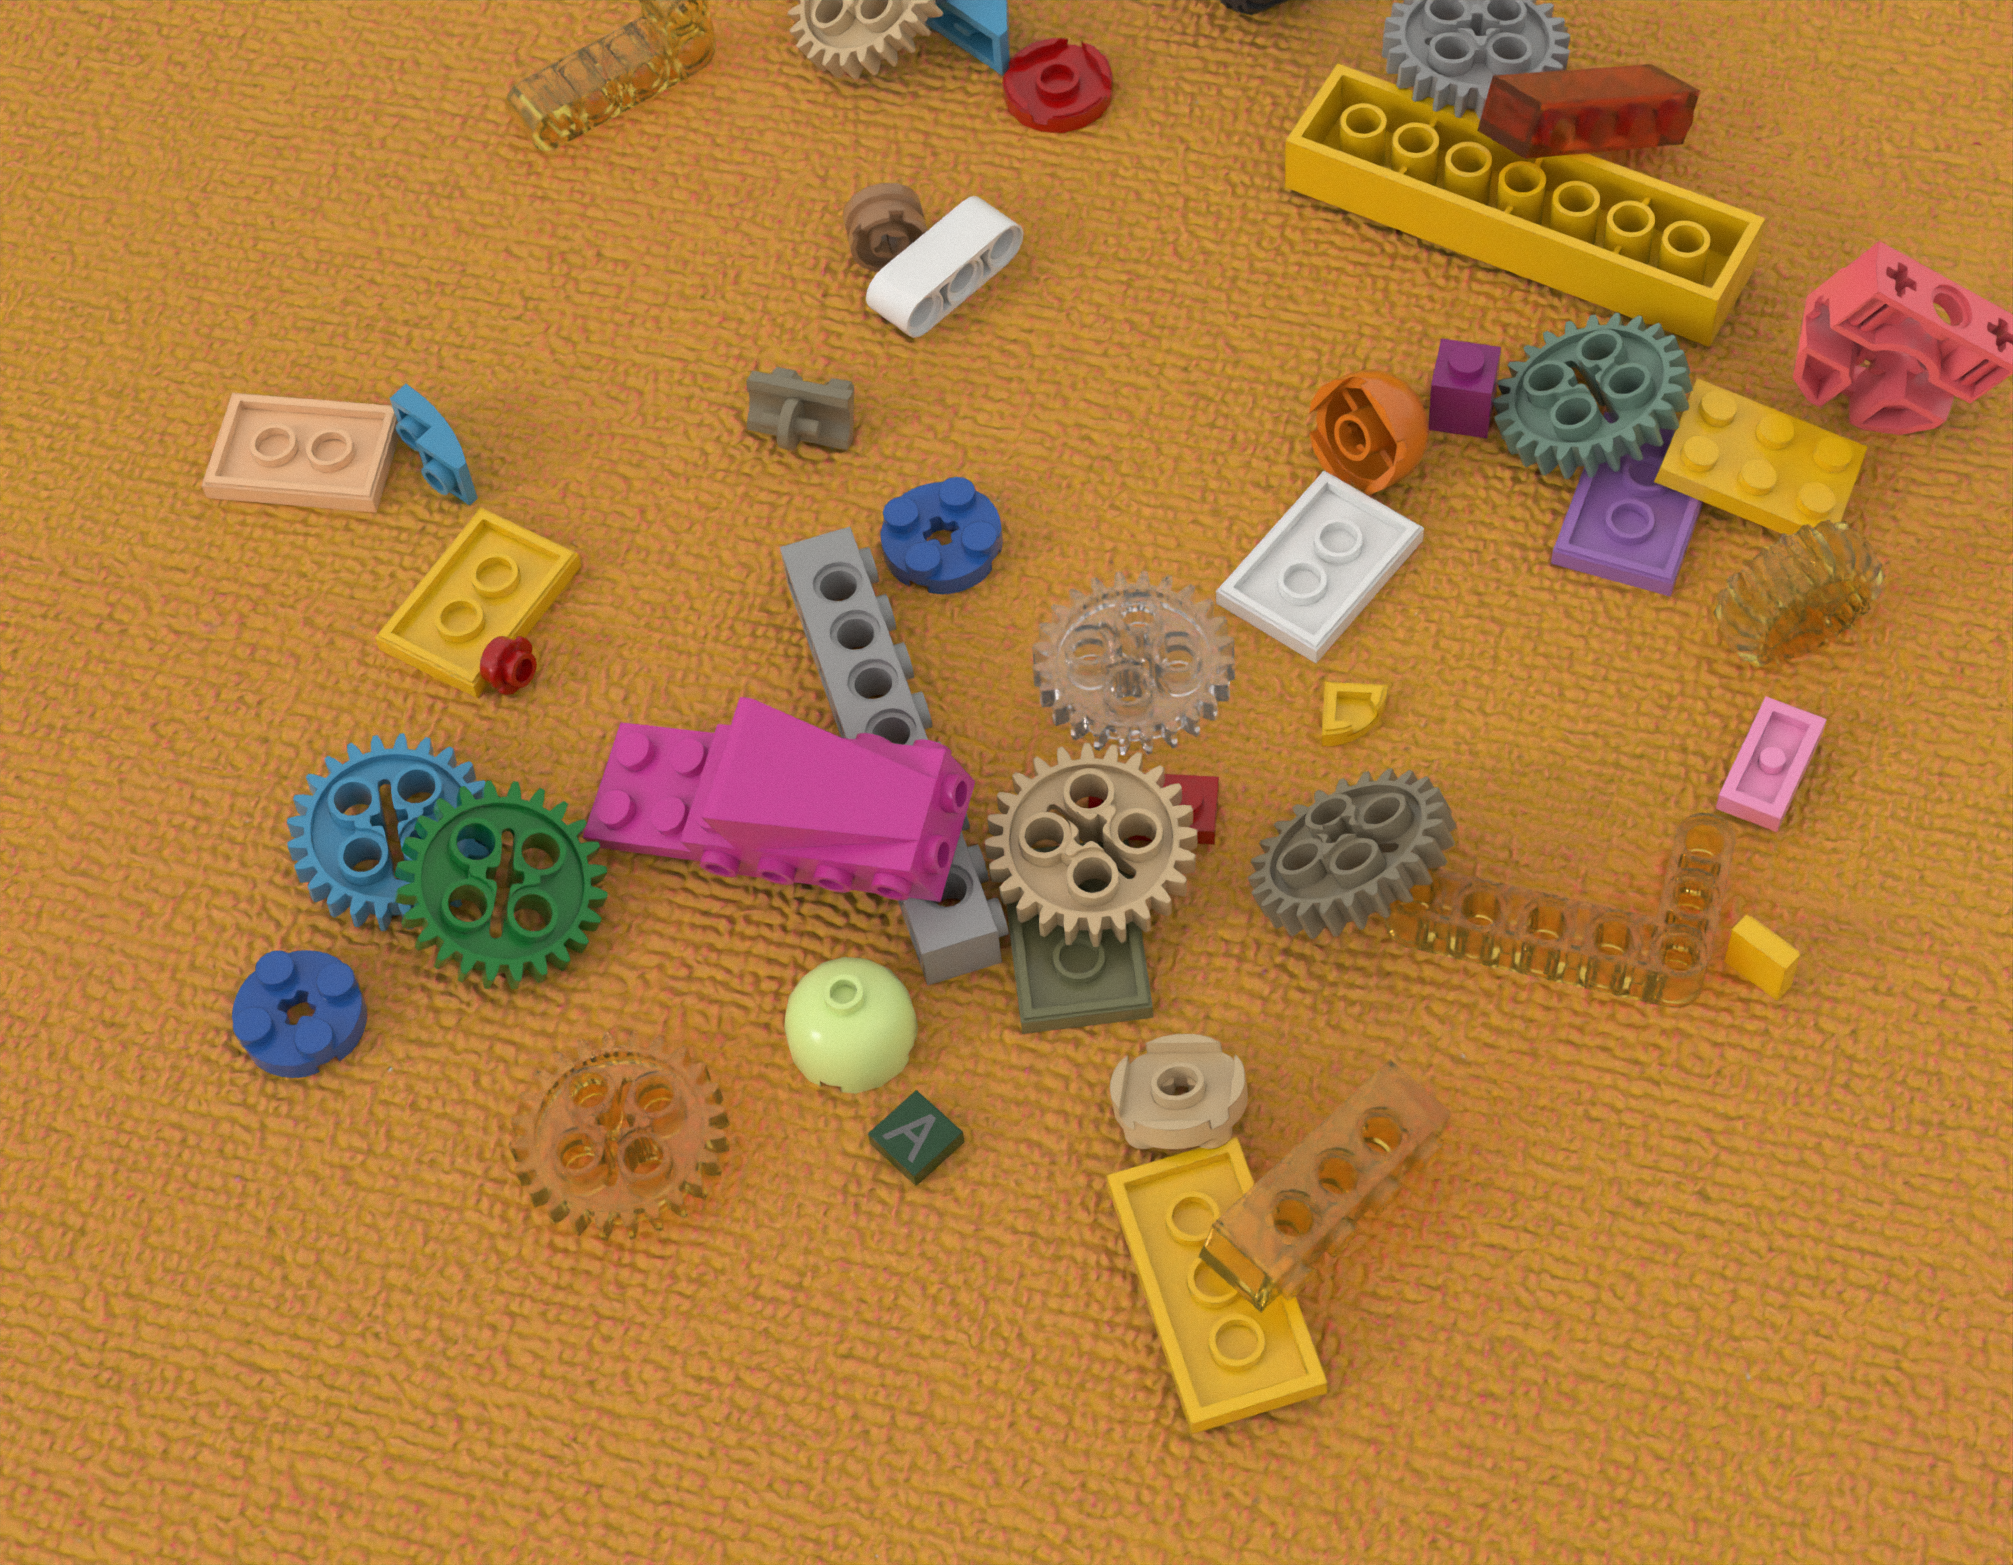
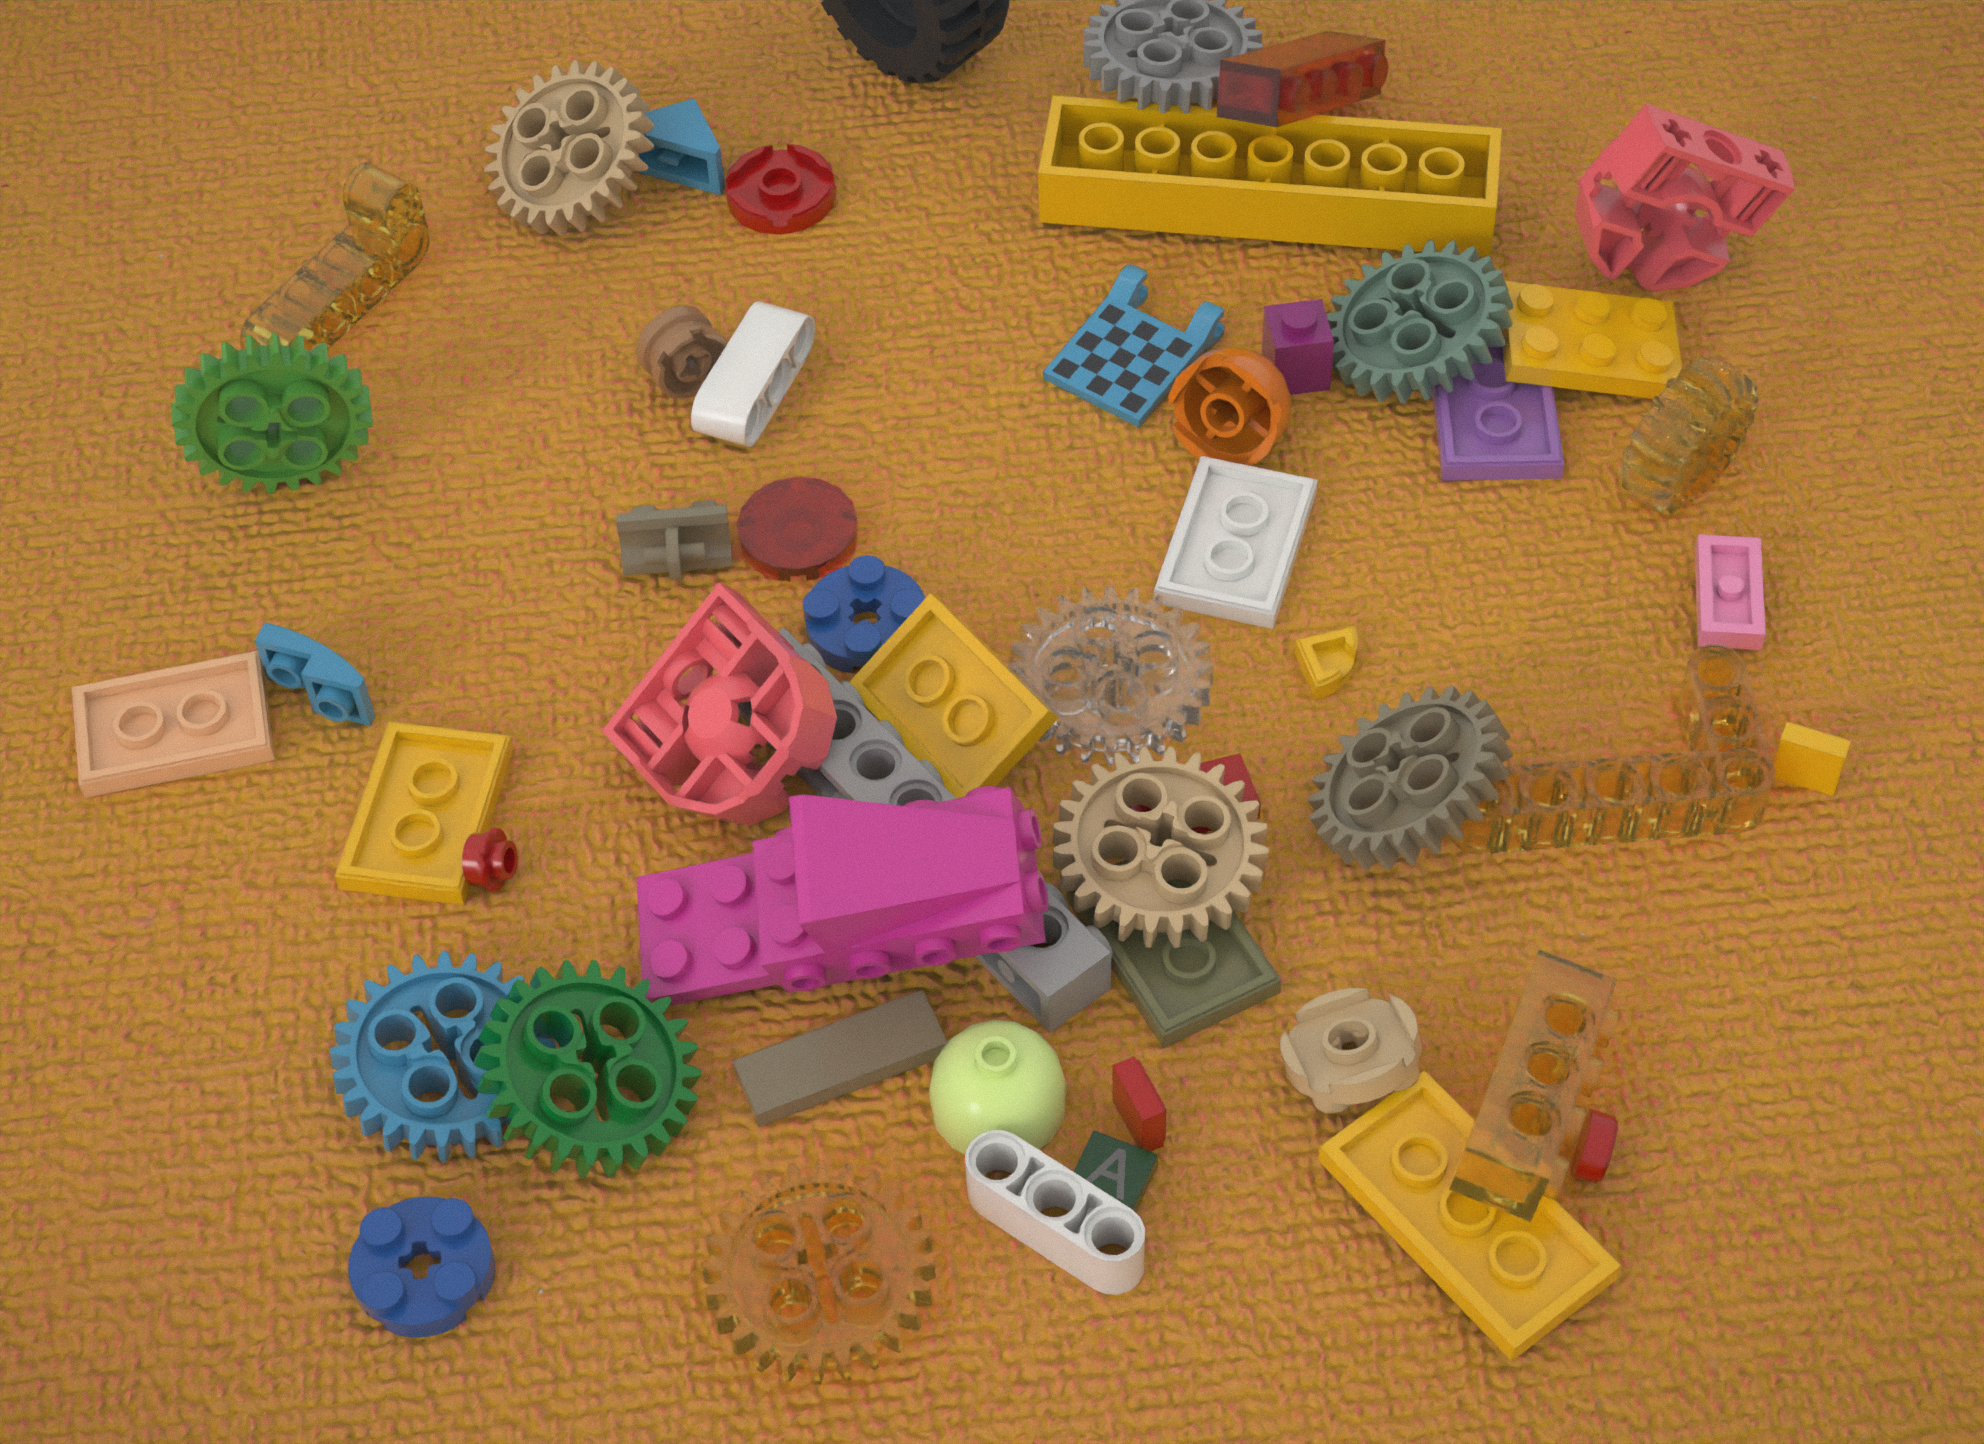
camera: 25 degrees left, 5 degrees down
(485, 187) = (271, 413): none -> bright green gear
(713, 593) = (702, 740): none -> coral connector
(729, 946) = (840, 1058): none -> dark tan tile
(849, 1181) = (1065, 1240): none -> white beam
(919, 431) = (797, 529): none -> clear red tile
(965, 1080) = (1139, 1104): none -> red tile
(972, 644) = (952, 699): none -> yellow plate
(1310, 342) = (1128, 357): none -> dark azure flag
(1362, 1262) = (1594, 1146): none -> red tile

